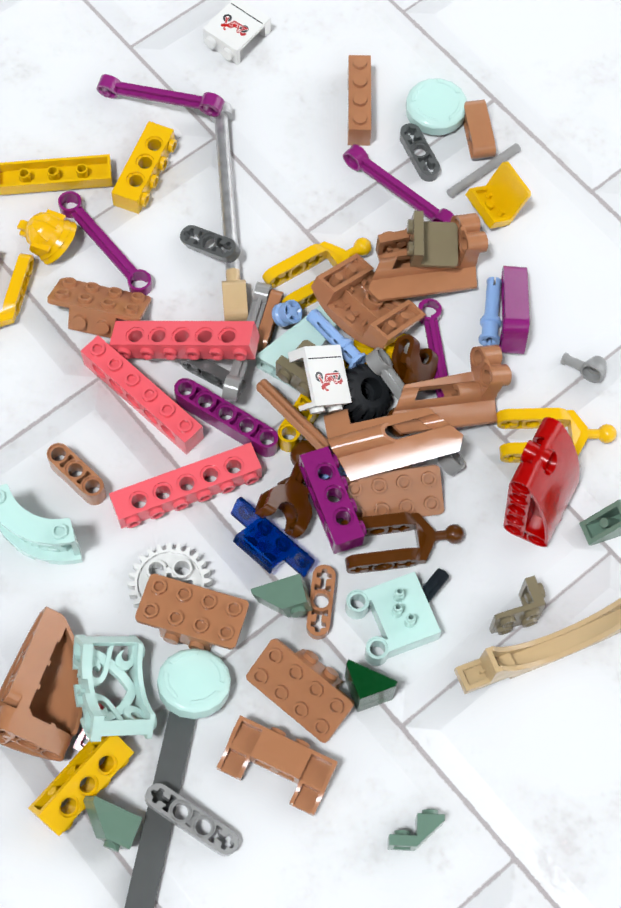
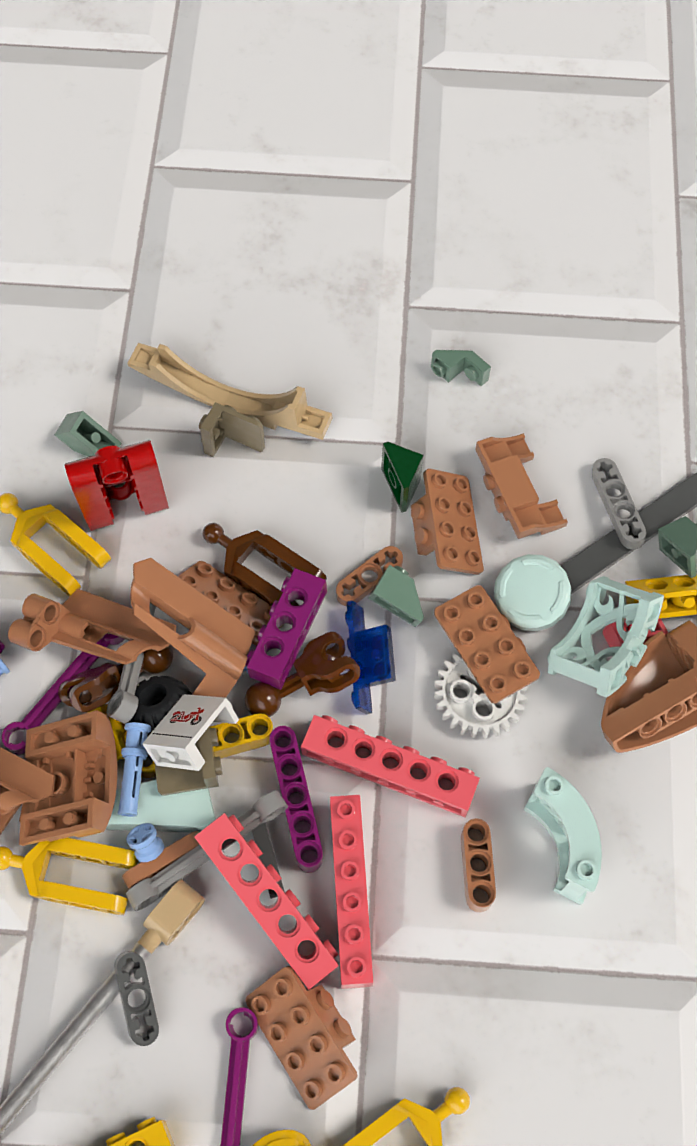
camera: 135 degrees left, 0 degrees up
(291, 414) = (243, 732): nougat axle -> none
(400, 612) = (319, 510): light aqua piece -> none

